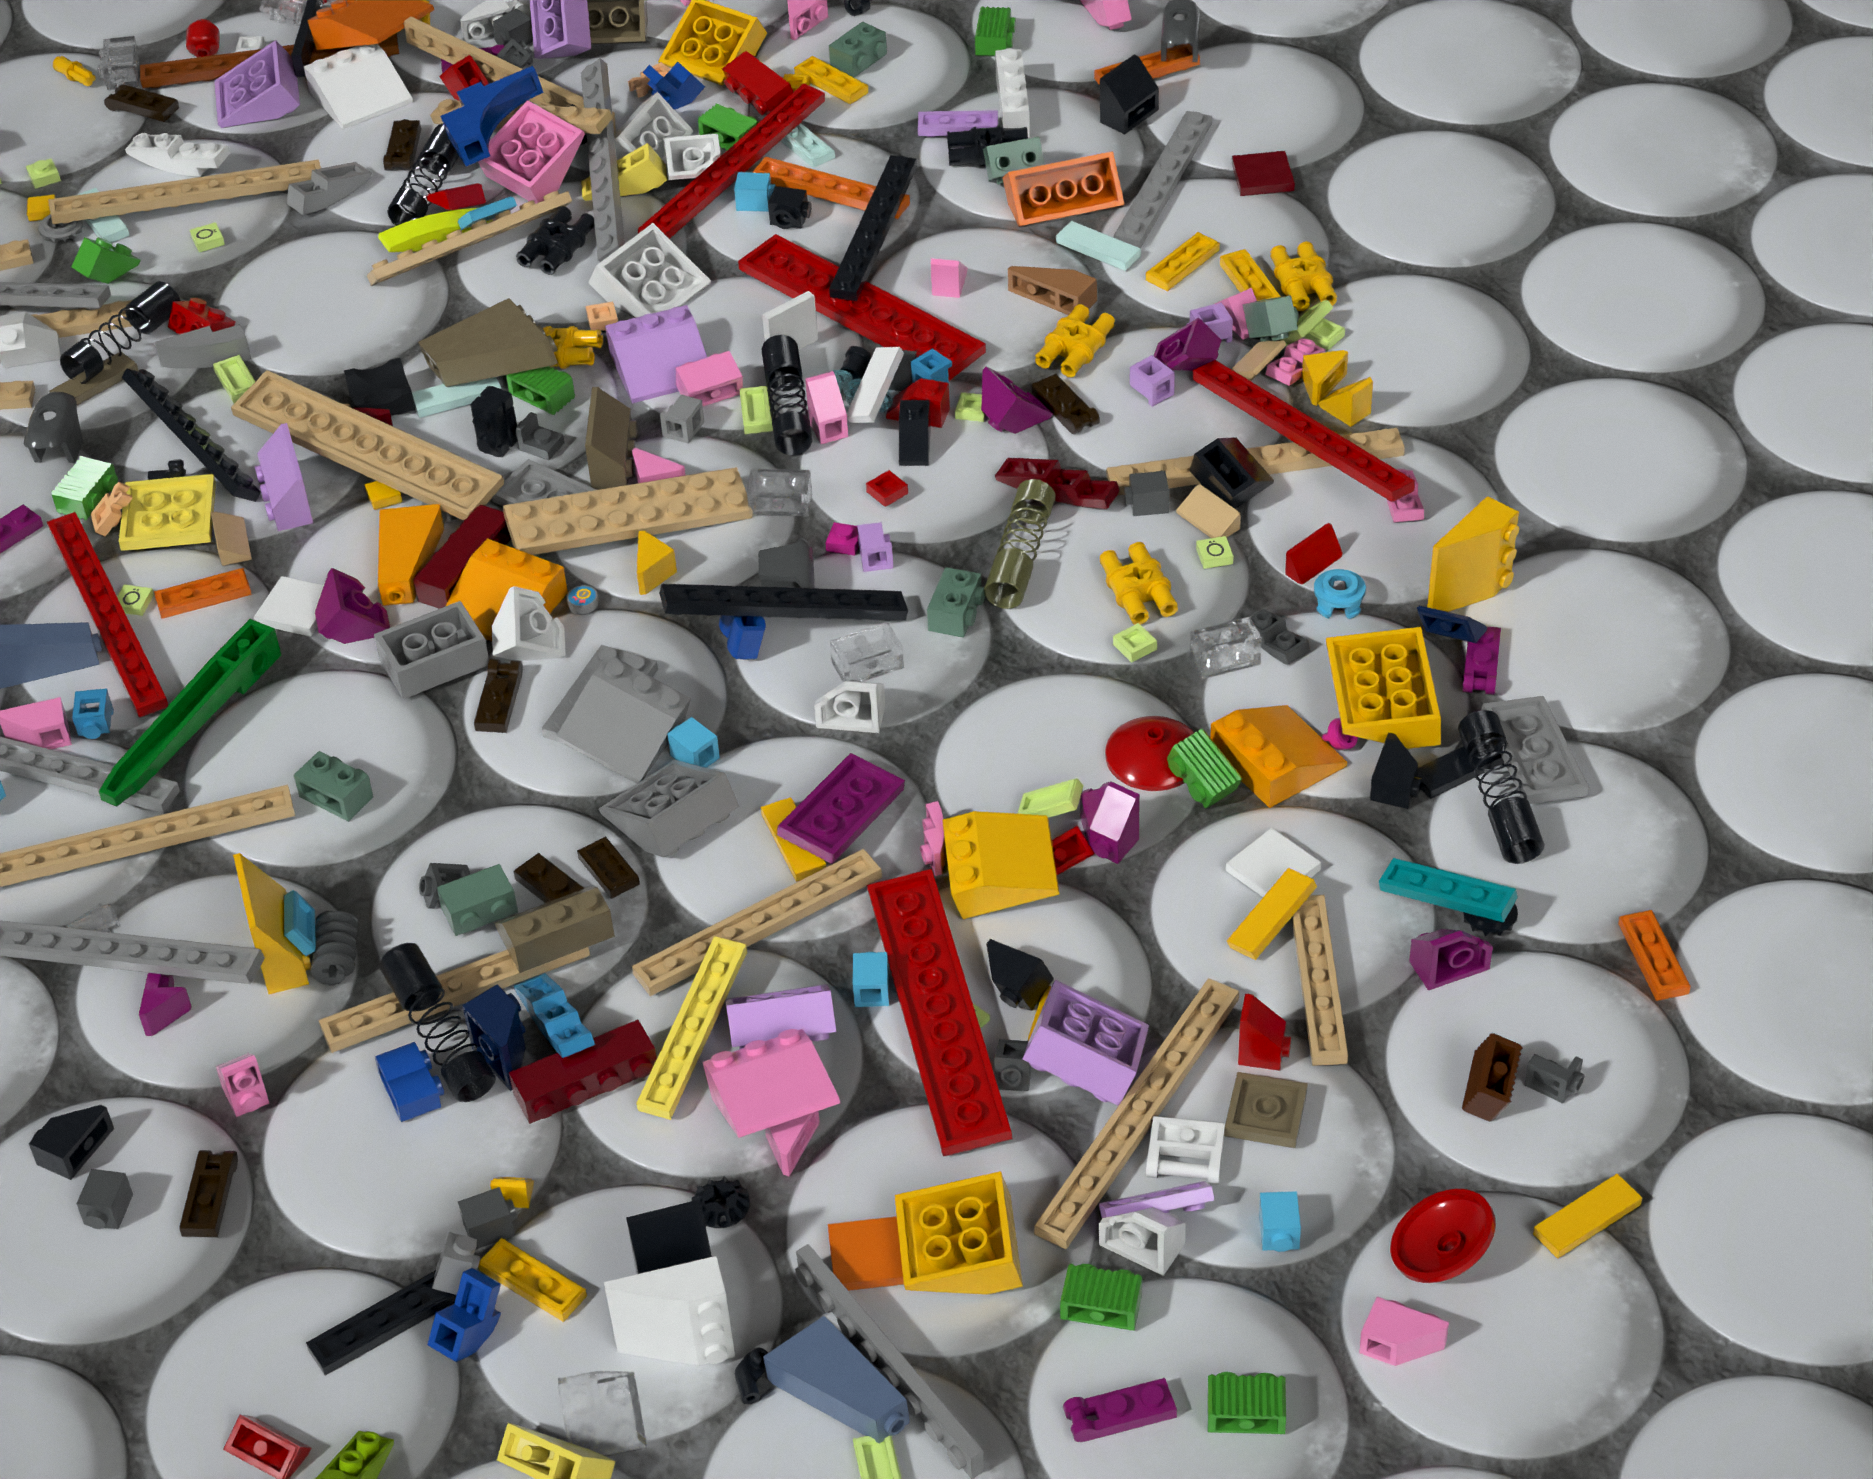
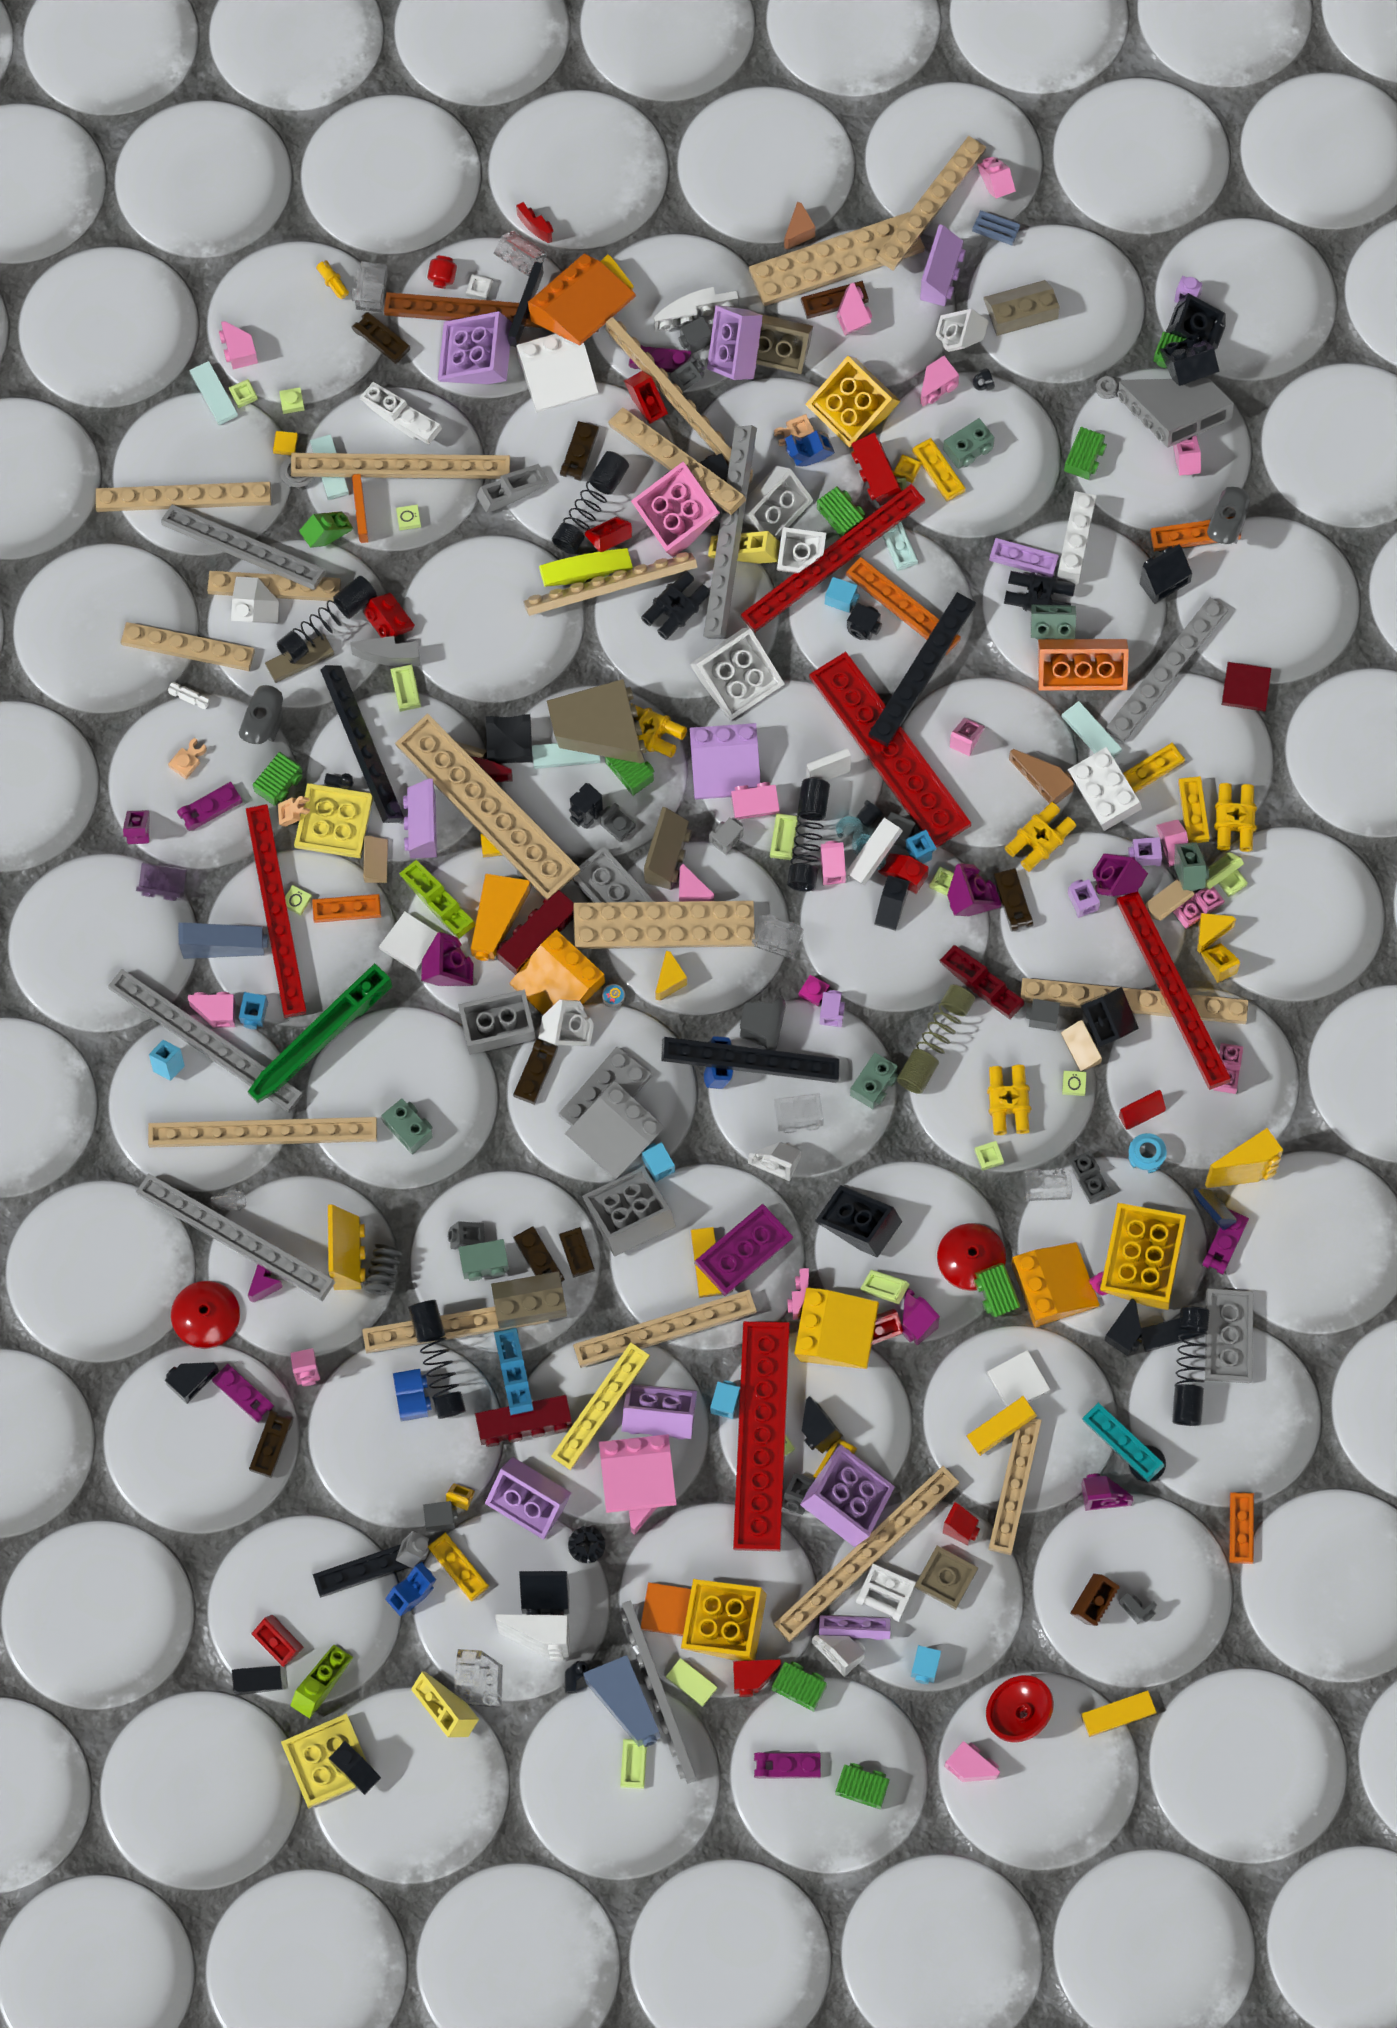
camera: 15 degrees right, 25 degrees up
(81, 1065) = (210, 1328): none -> red dish
(104, 1199) = (205, 1432): dark grey brick -> none
(144, 237) = (360, 508): none -> orange tile
(153, 1143) = (242, 1392): none -> magenta plate
(299, 922) = (363, 1251): medium azure tile -> none
(318, 555) = (437, 899): none -> lime slope
(483, 109) = (648, 454): blue arch -> none
(486, 212) = (627, 567): medium azure tile -> none
(497, 1031) = (474, 1377): dark blue slope -> none
(601, 315) = (692, 703): light nougat plate -> none
(614, 1163) = (527, 1497): none -> lavender slope
(887, 488) = (857, 951): red plate -> none
(934, 1338) = (691, 1682): none -> yellowish green tile
(991, 743) = (860, 1220): none -> black slope
(1026, 1299) = (753, 1675): none -> red slope
(1137, 278) = (1105, 789): none -> white brick

